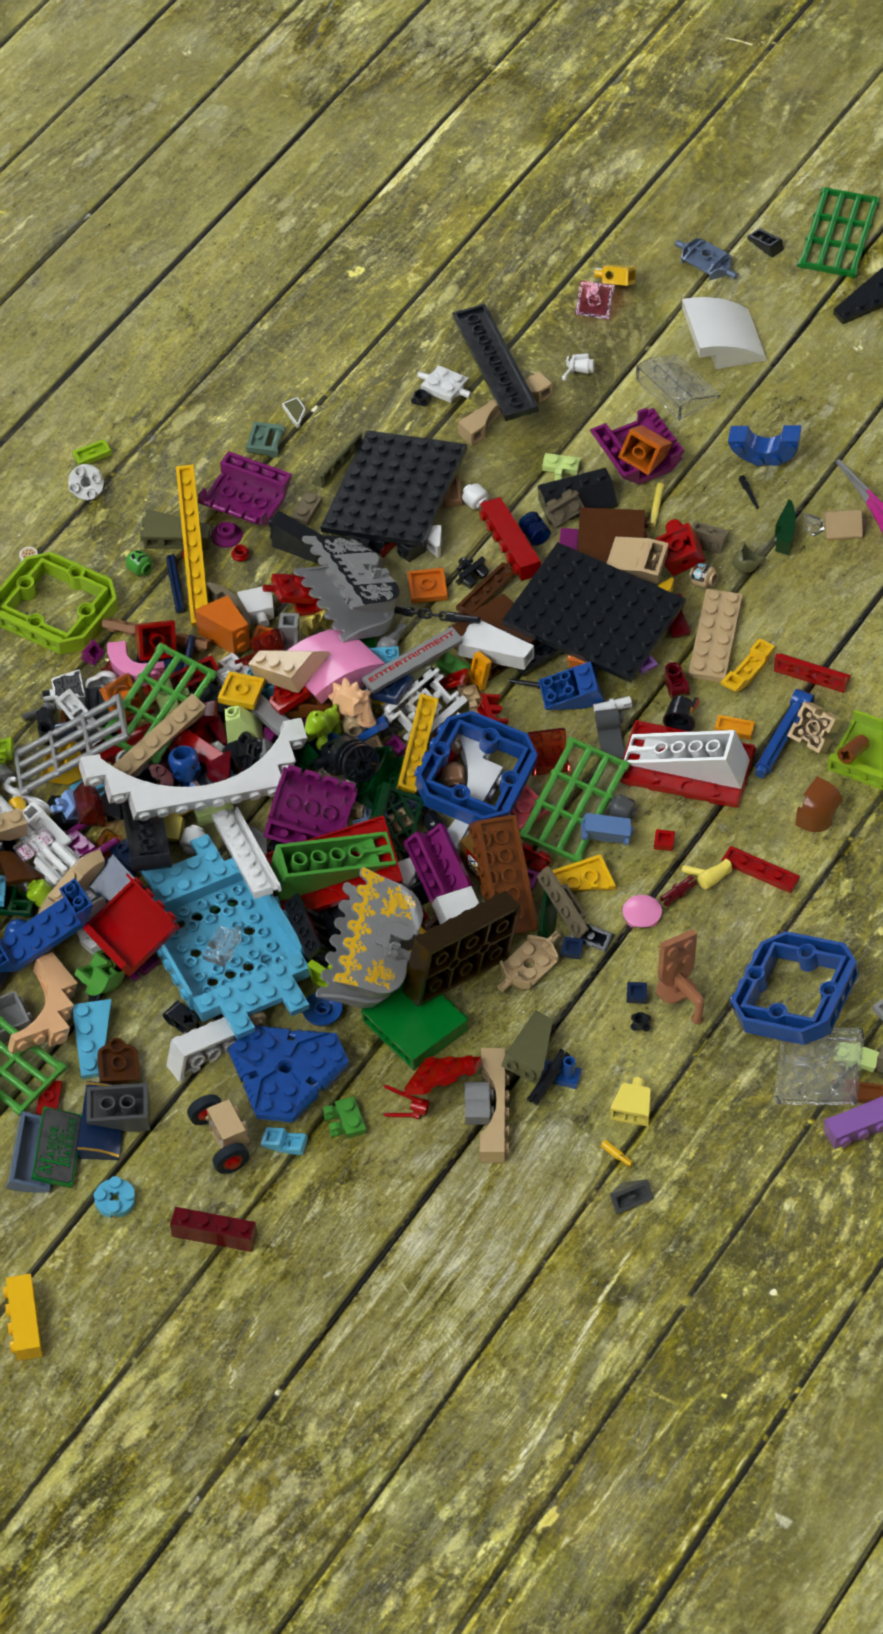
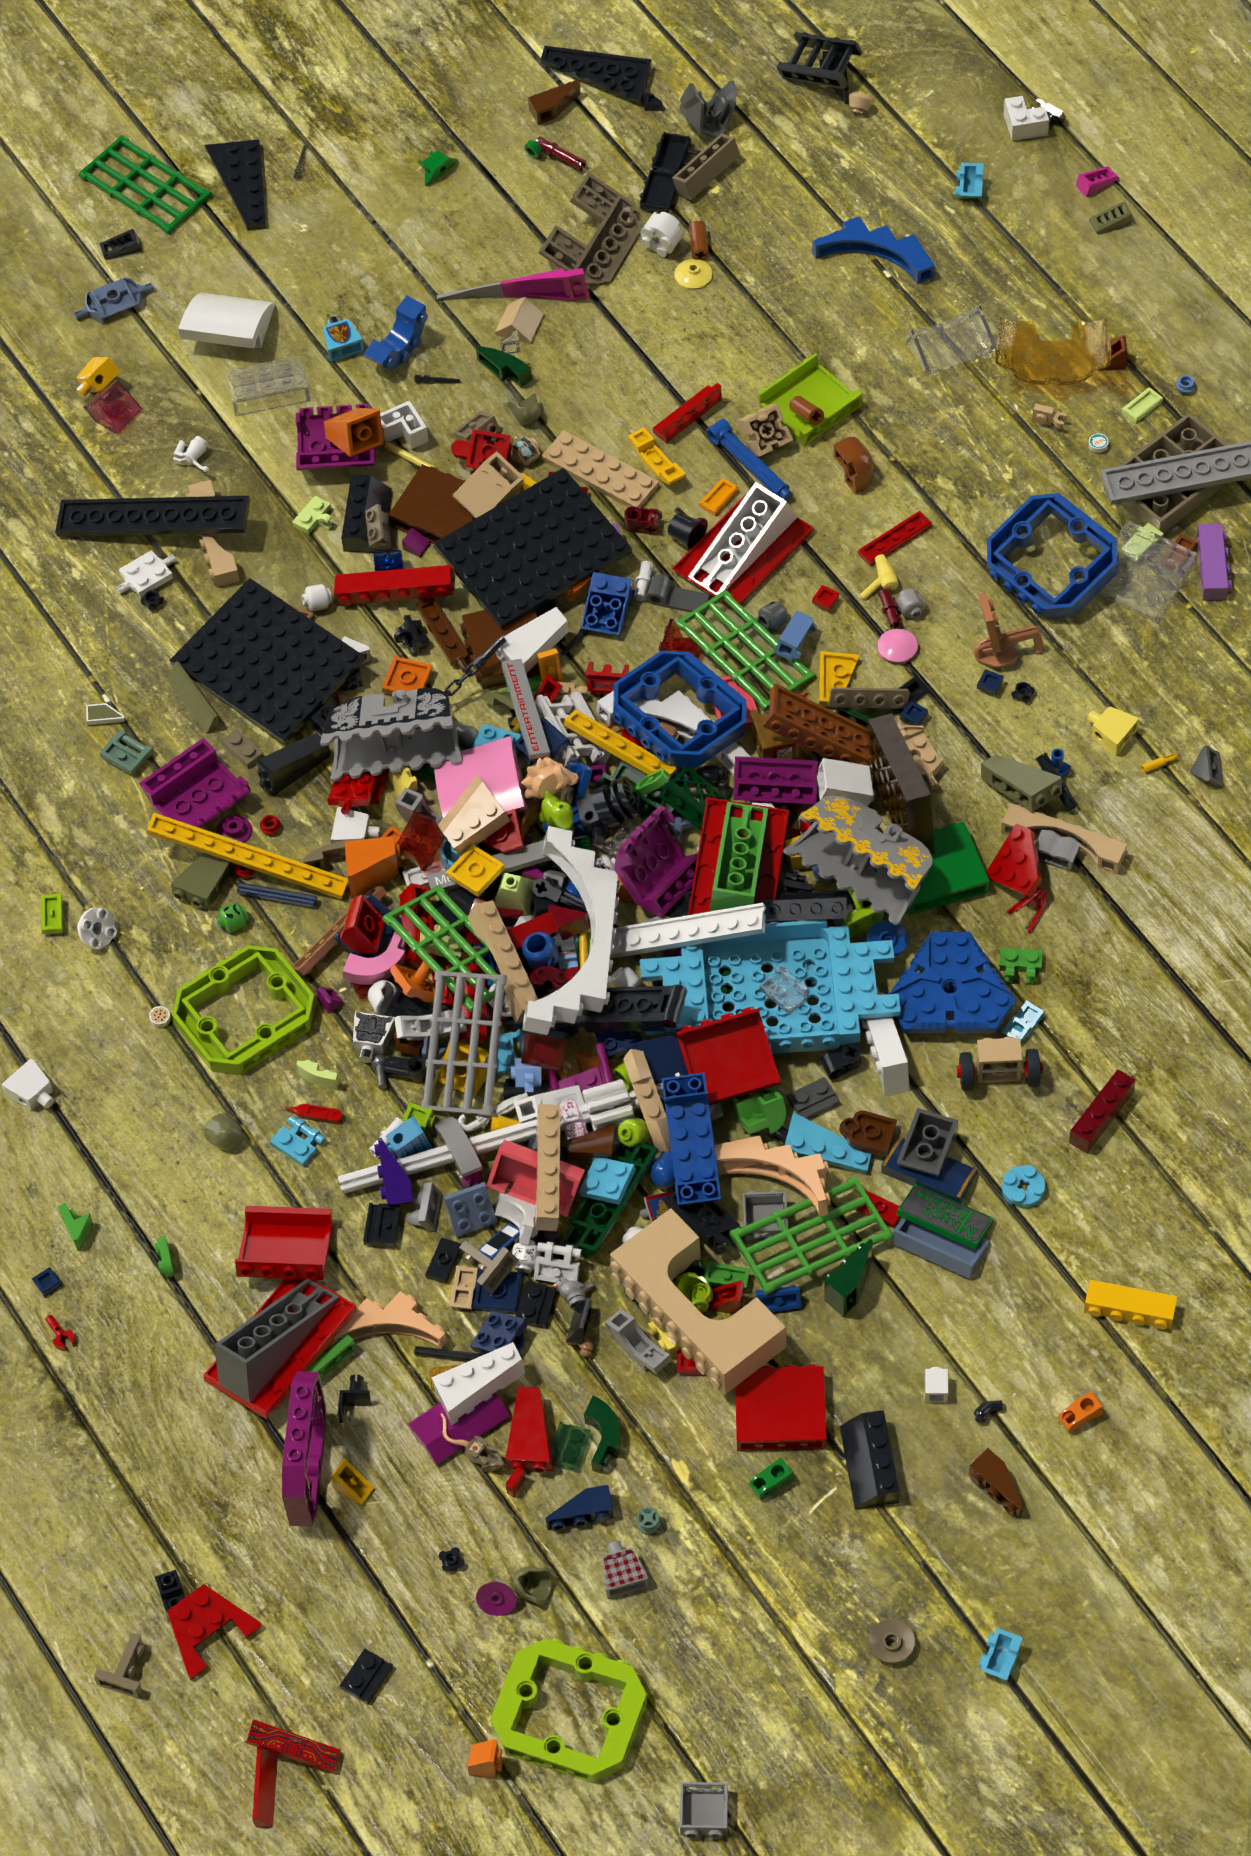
camera: 65 degrees left, 5 degrees up
(15, 671) = (310, 1071): none -> yellowish green slope
(138, 1014) = (813, 1099): none -> dark grey plate
(389, 777) = (653, 781): none -> bright green plate
(681, 483) = (404, 422): none -> white brick
(691, 904) = (911, 603): none -> light grey head
(749, 411) = (341, 339): none -> medium azure torso

